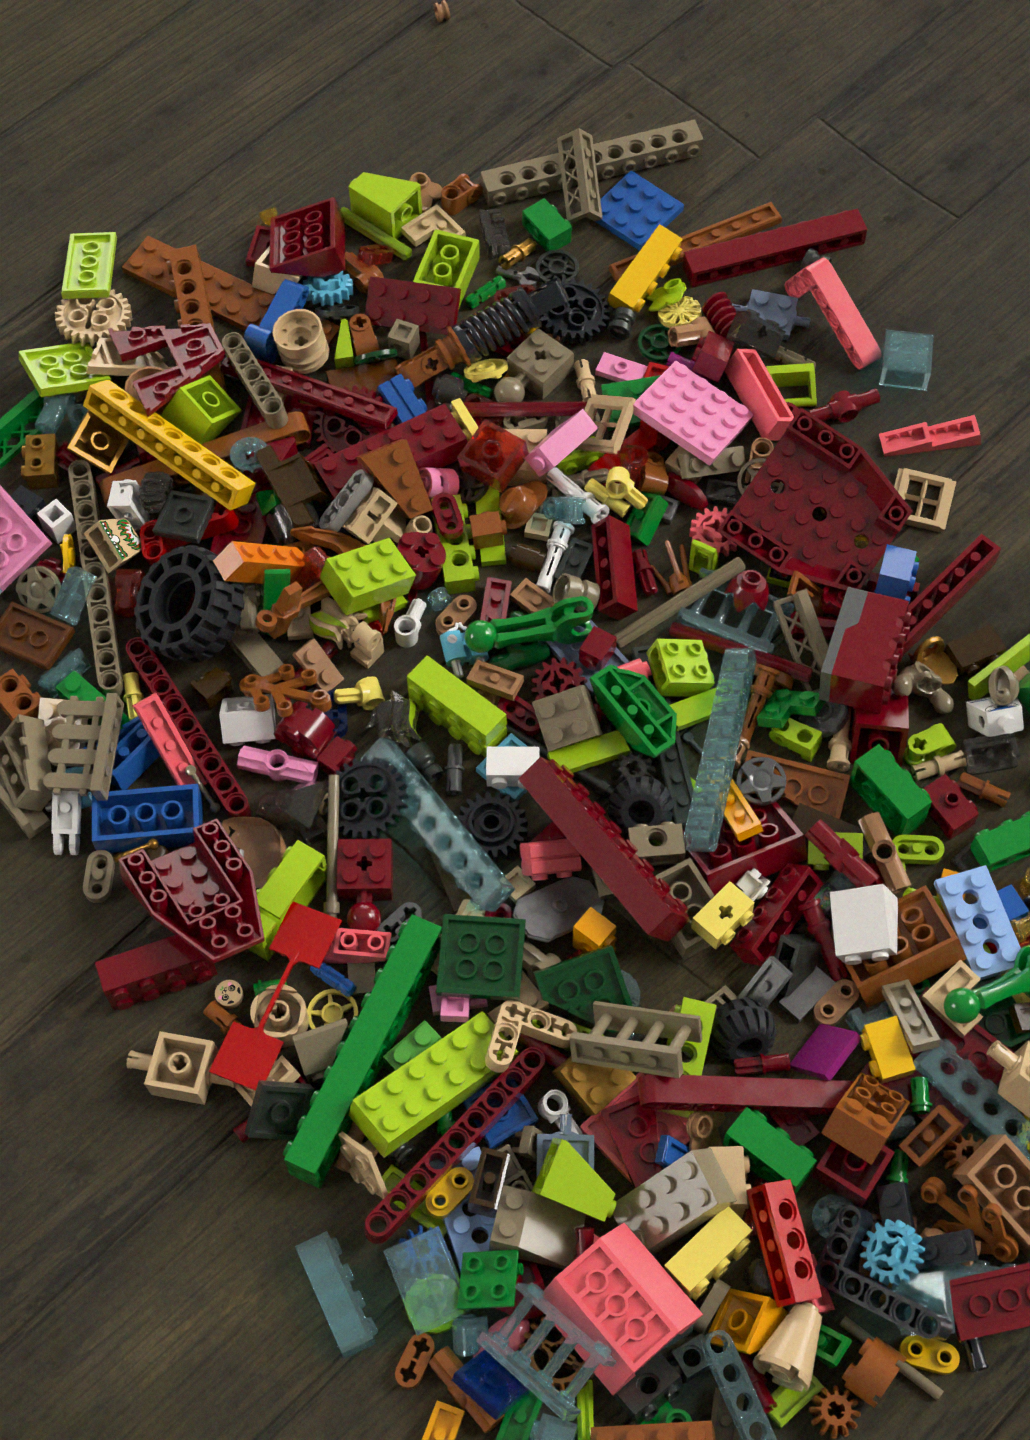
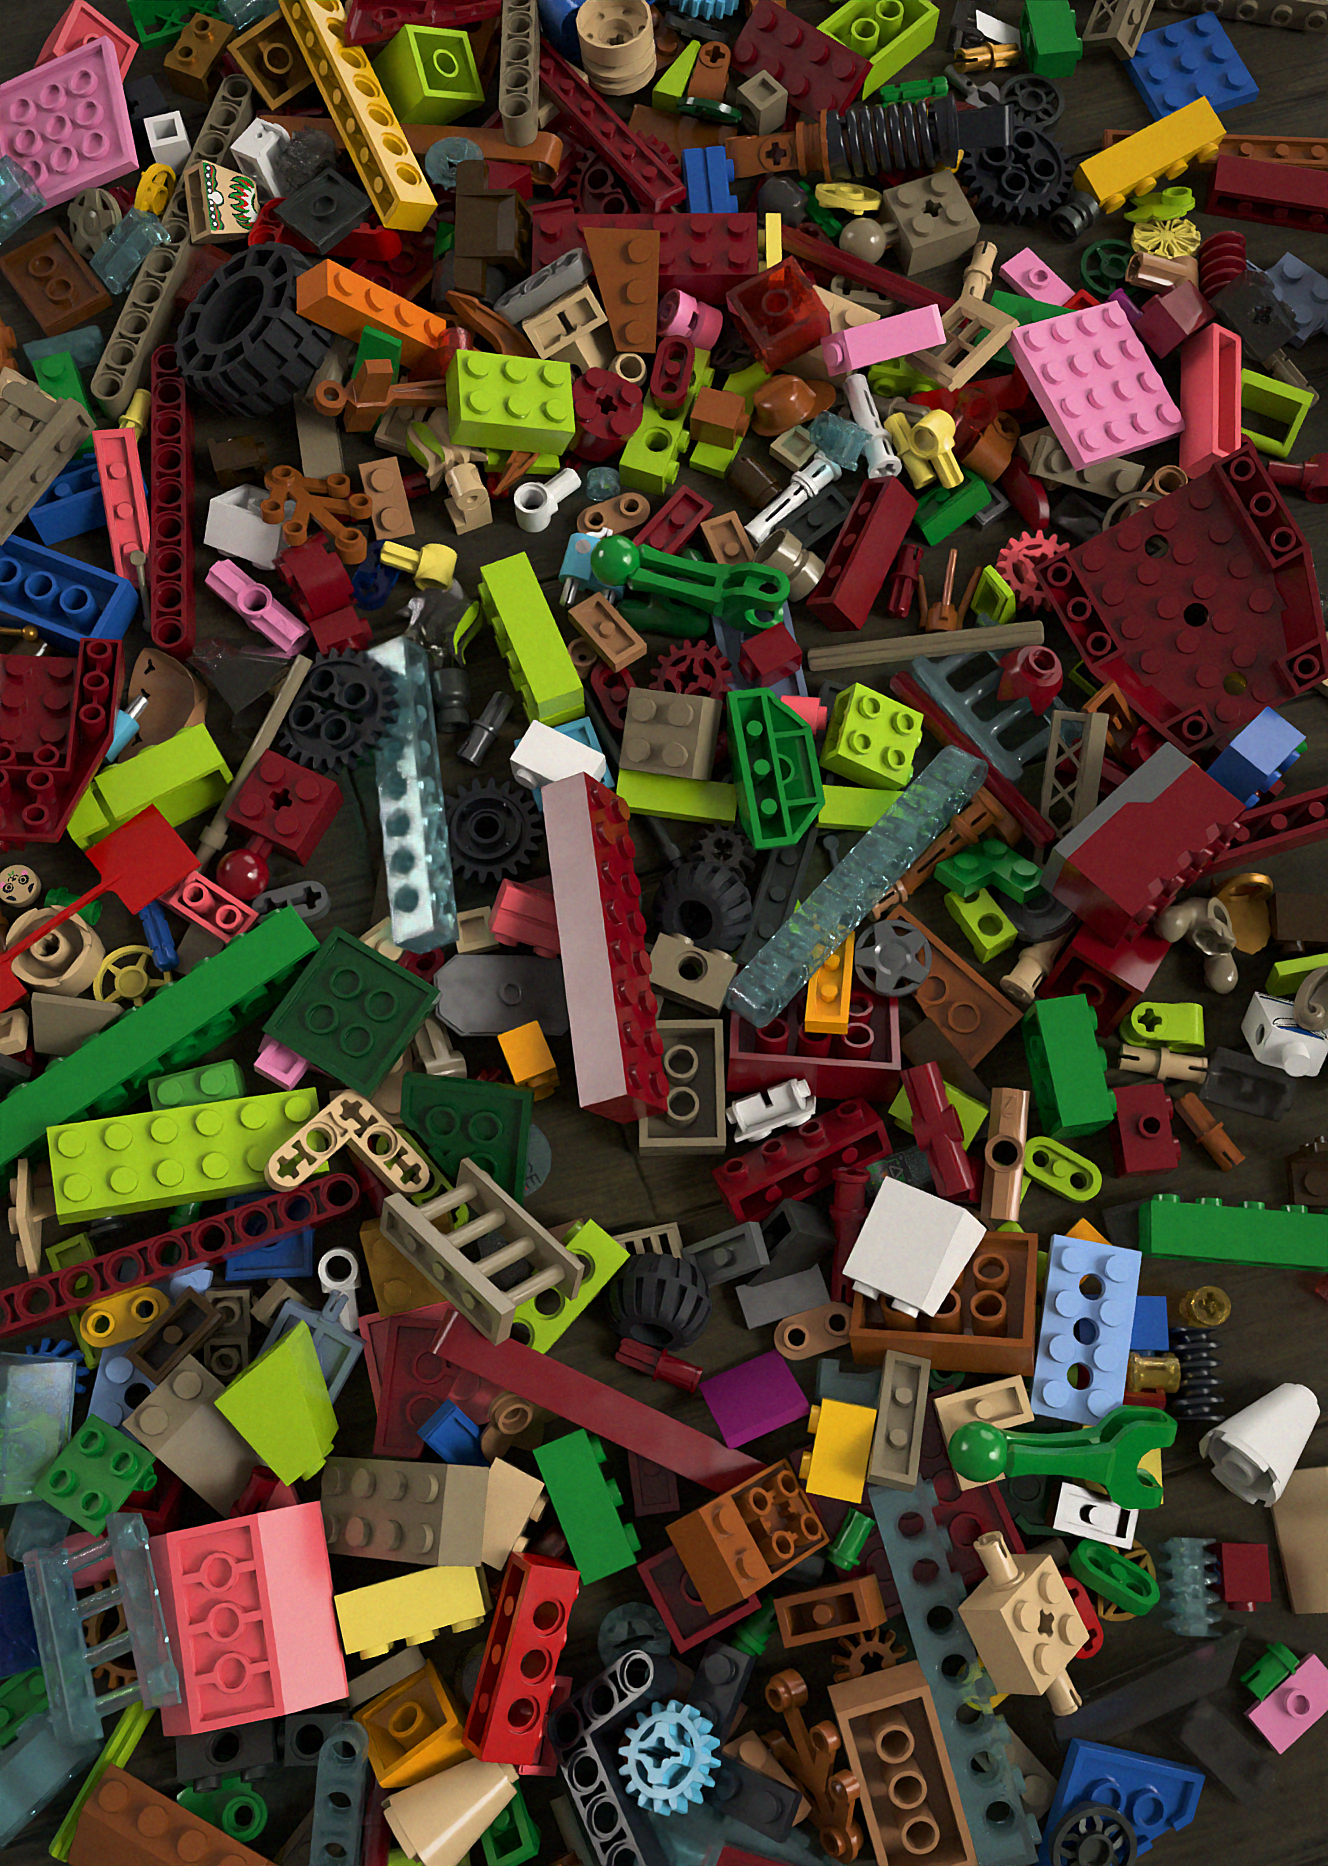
camera: 25 degrees right, 10 degrees up
(514, 235) = (997, 30): none -> white sticker
(726, 902) = (729, 1111): light yellow brick -> none

